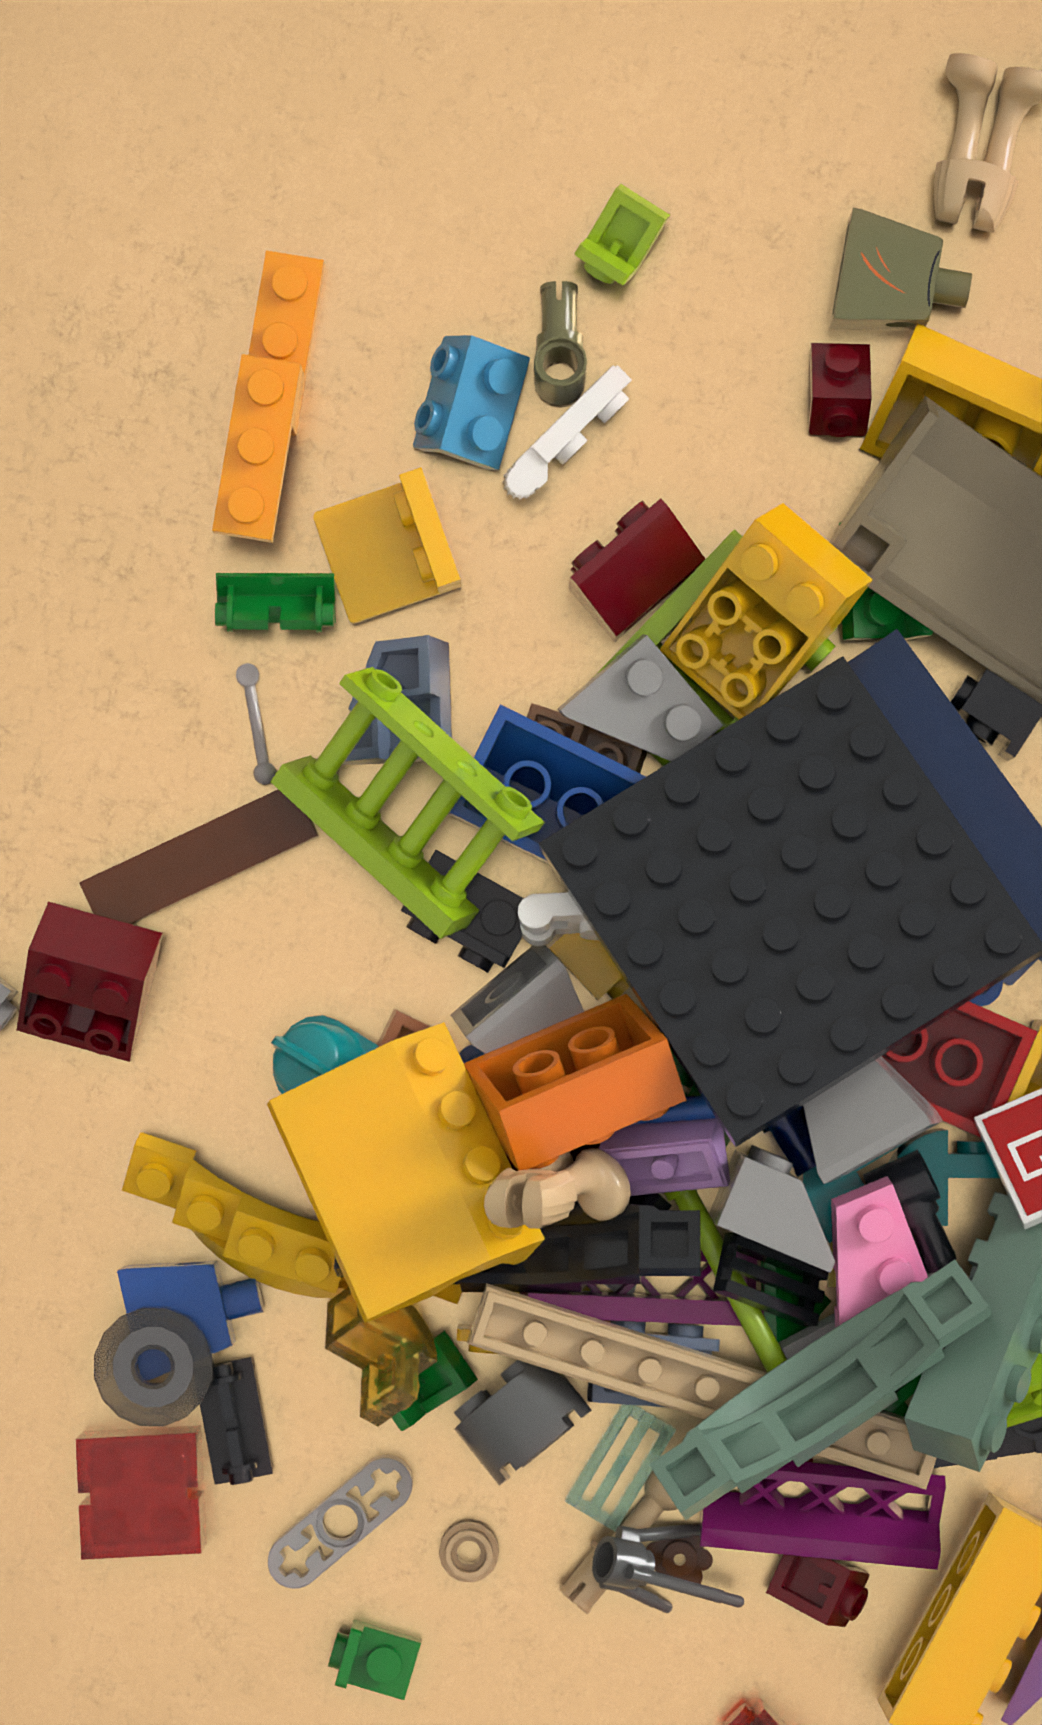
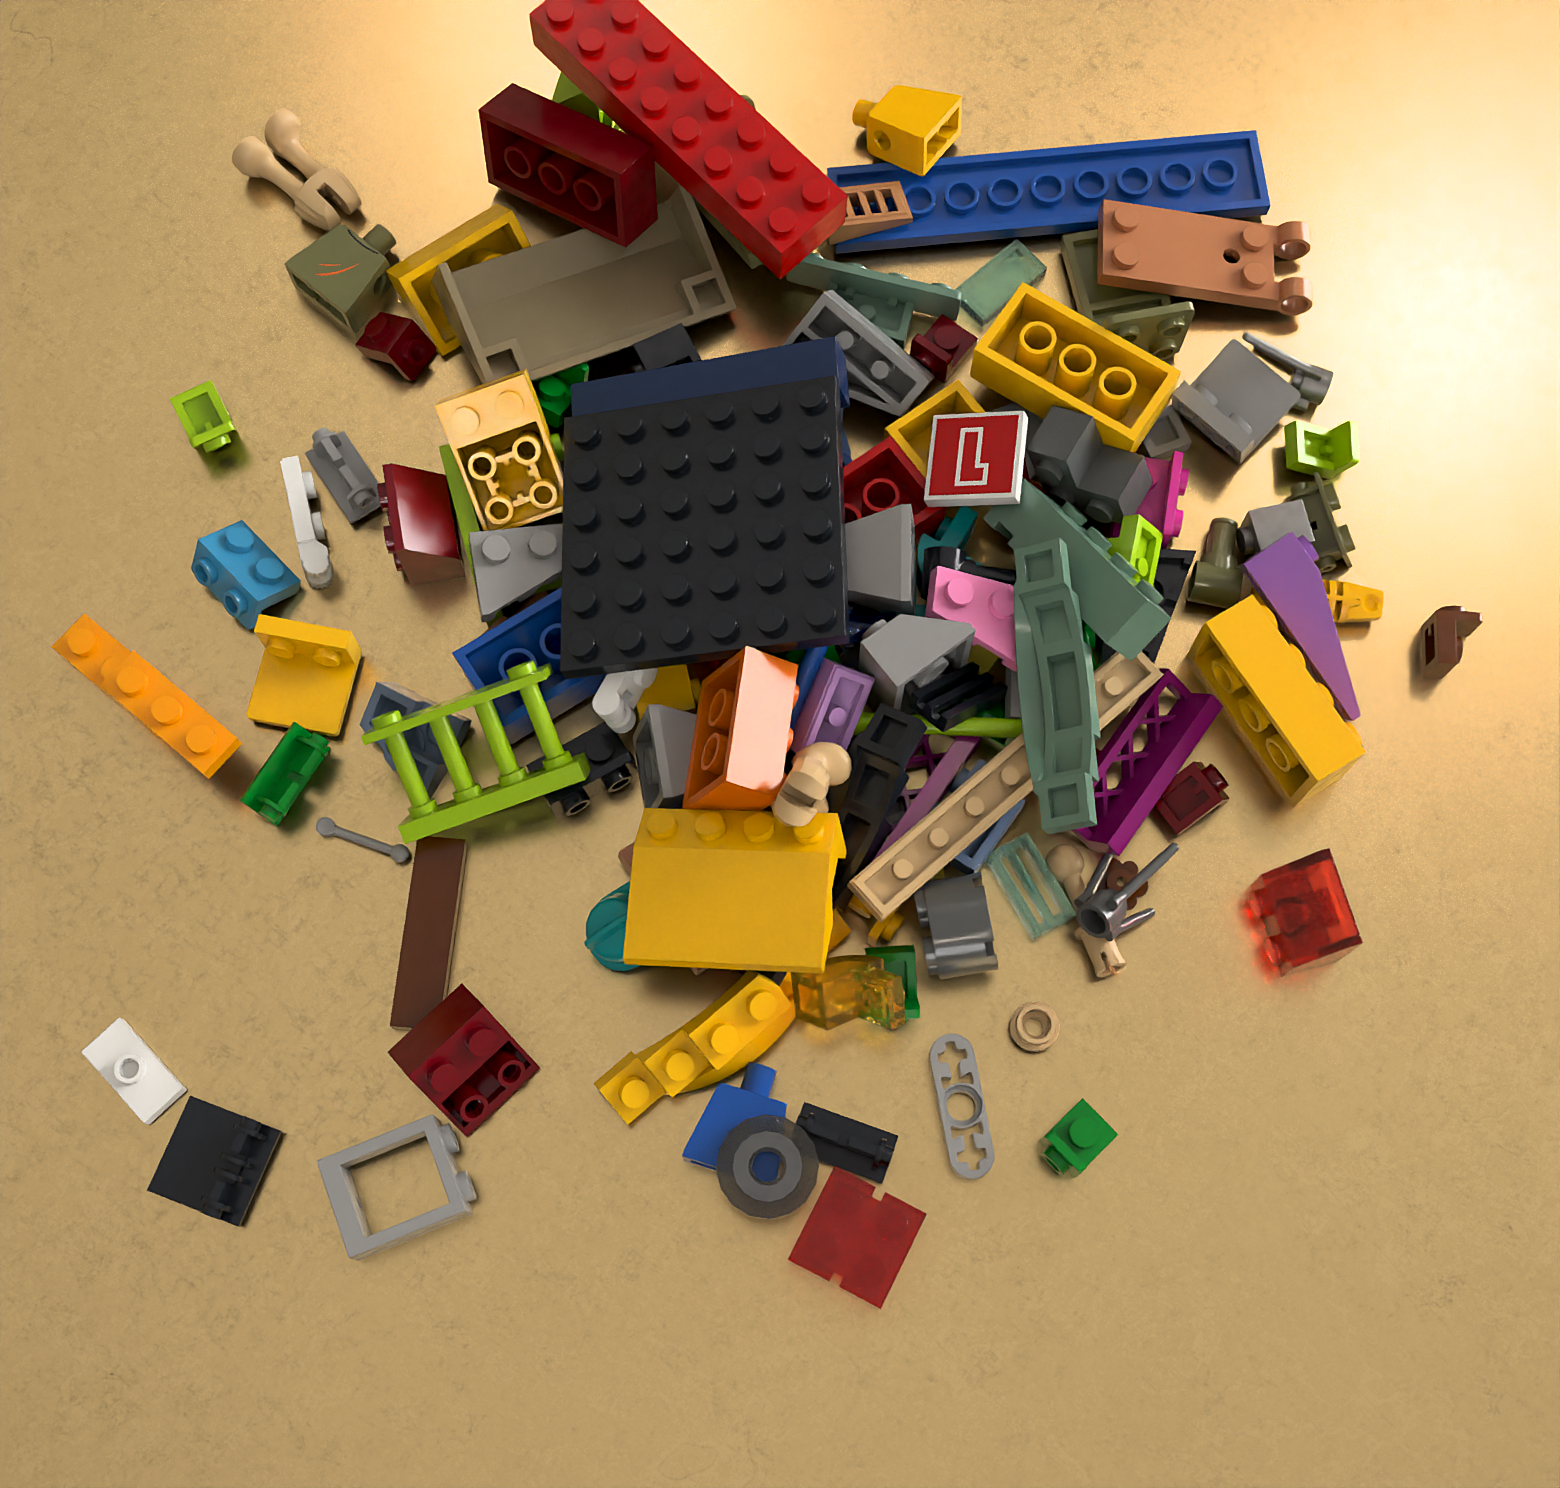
camera: 60 degrees left, 15 degrees down
(559, 344) = (250, 495): olive pin -> none
(650, 437) = (344, 473): none -> light grey hinge

